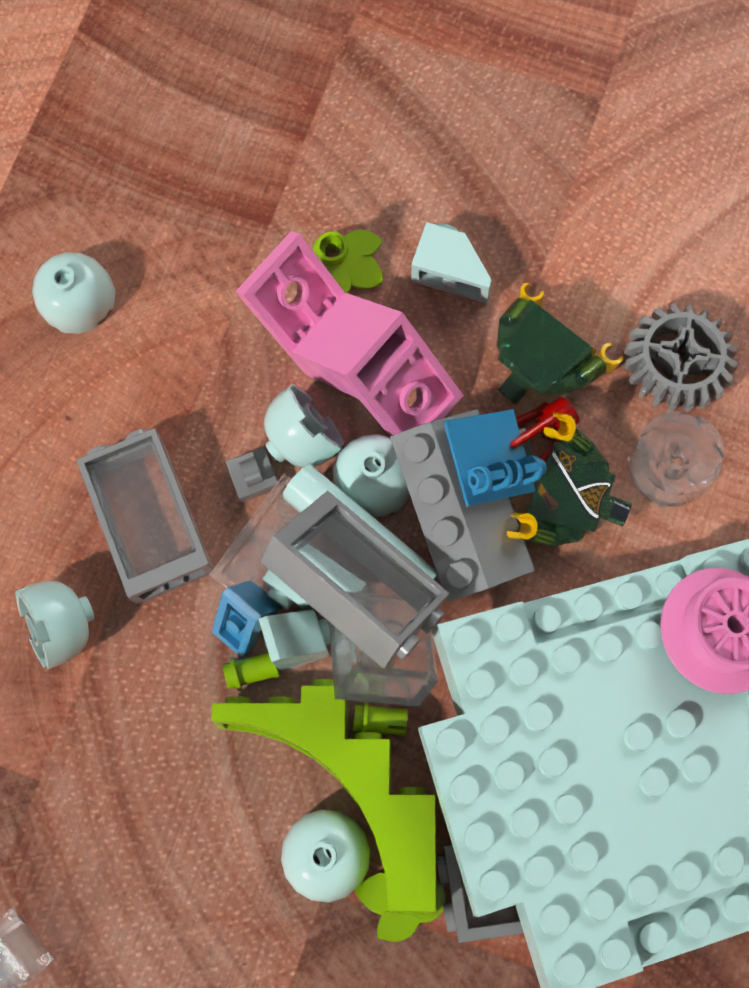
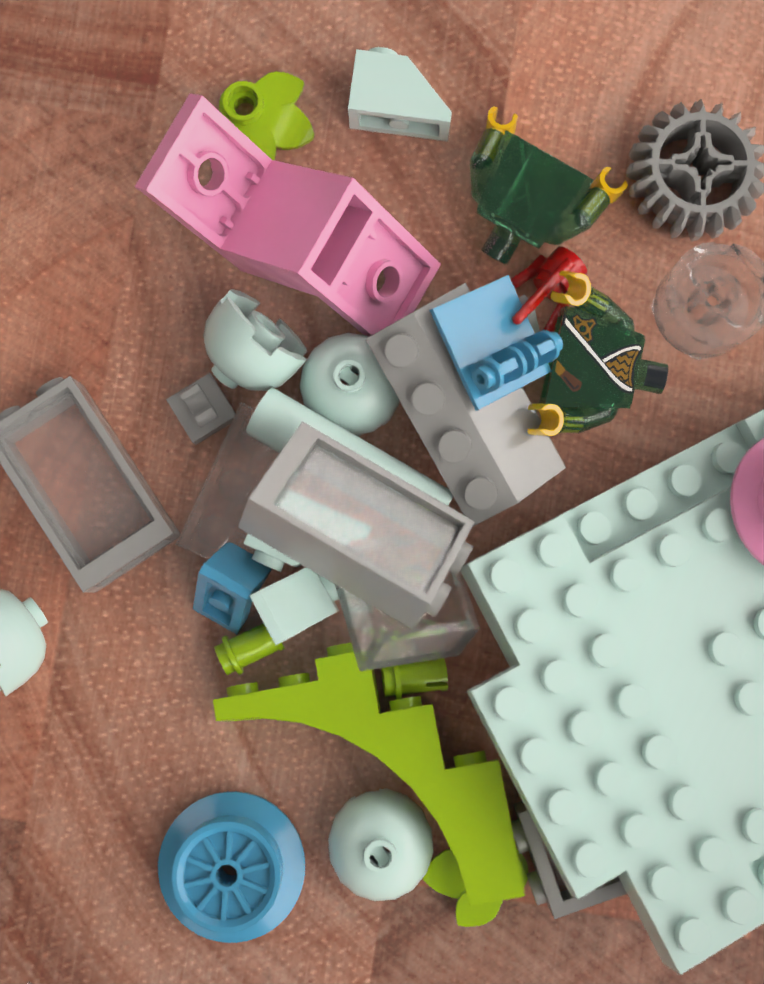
camera: 15 degrees left, 10 degrees up
(228, 855) = (236, 832): none -> dark azure piece

